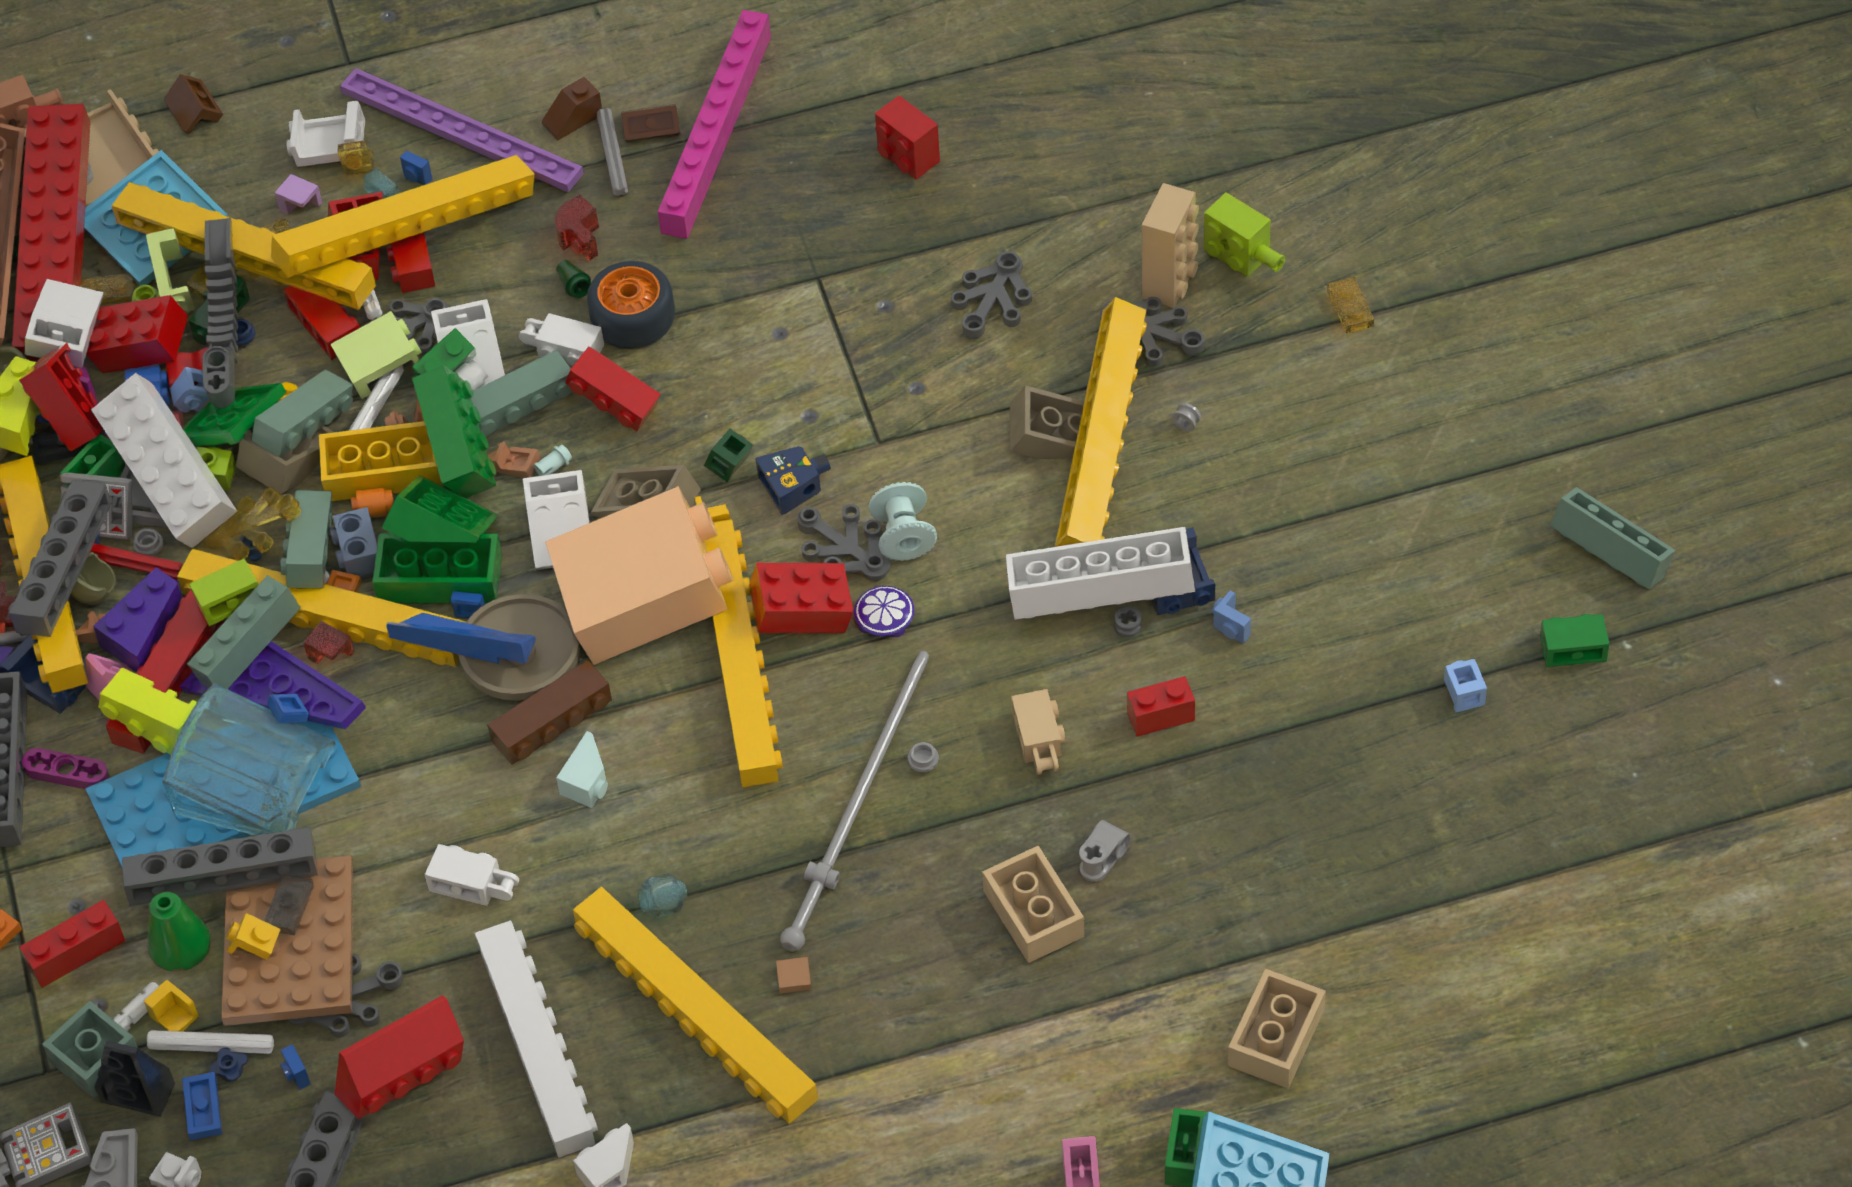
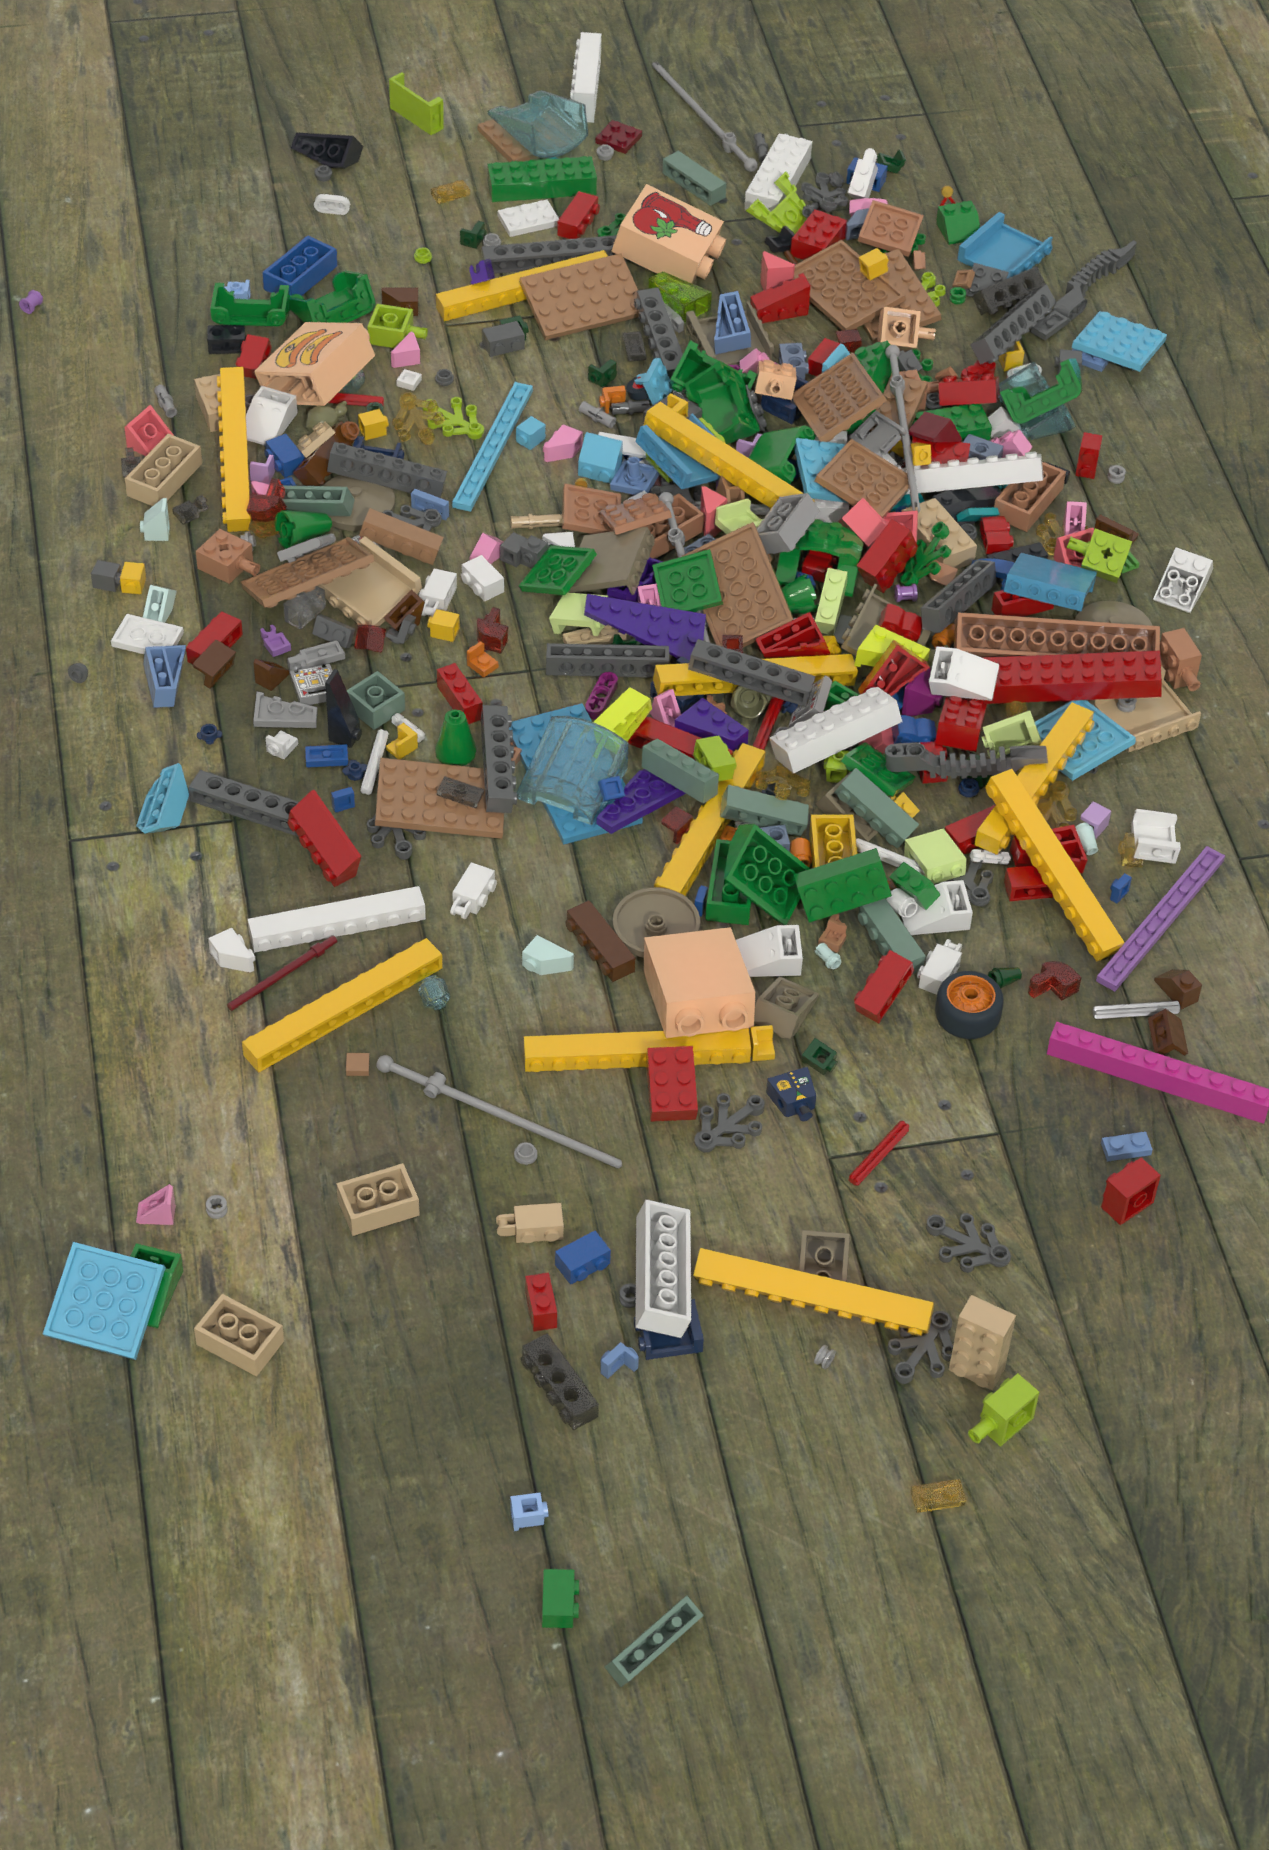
camera: 90 degrees right, 5 degrees down
(190, 102) = (1196, 766): reddish brown panel -> none
(253, 936) = (434, 770): yellow bracket -> none
(319, 205) = (1087, 838): none -> light aqua cone
(377, 182) = (1105, 870): clear light blue piece -> none
(462, 638) = (659, 886): blue wedge -> none
(593, 1059) = (315, 951): none -> dark red bar
(825, 156) = (1126, 1146): none -> medium blue plate
(869, 389) = (879, 1153): none -> red axle
(884, 611) = (663, 1143): dish -> none
(904, 535) = (734, 1151): light aqua hose -> none
(1058, 1096) = (214, 1201): none -> light grey bush
(1083, 672) = (582, 1257): none -> blue brick
(1102, 850) = (421, 1250): light grey piece -> none
(1280, 660) = (545, 1351): none -> clear smoke brick

